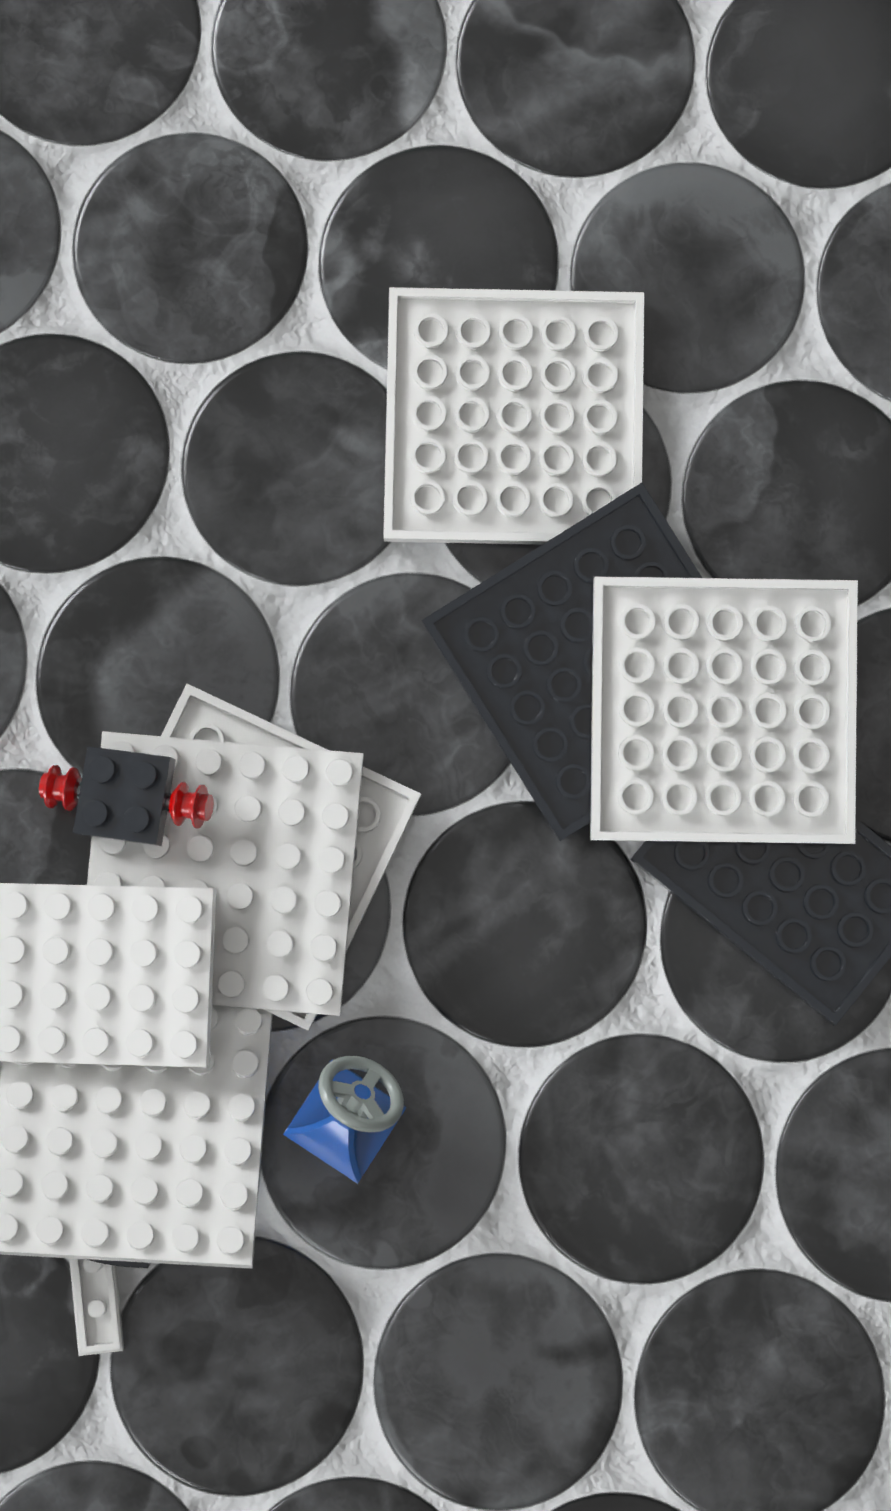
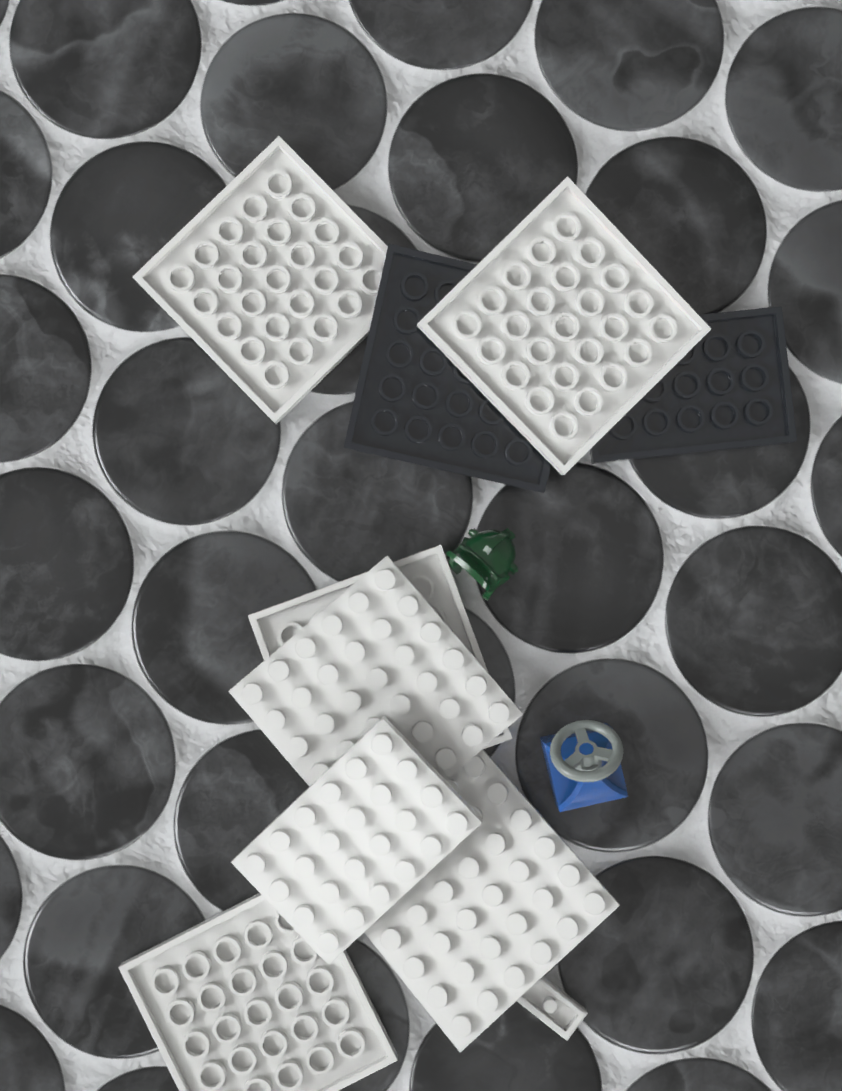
camera: 45 degrees left, 5 degrees up
(125, 796) = (279, 716): black plate -> none
(447, 844) = (486, 557): none -> dark green helmet

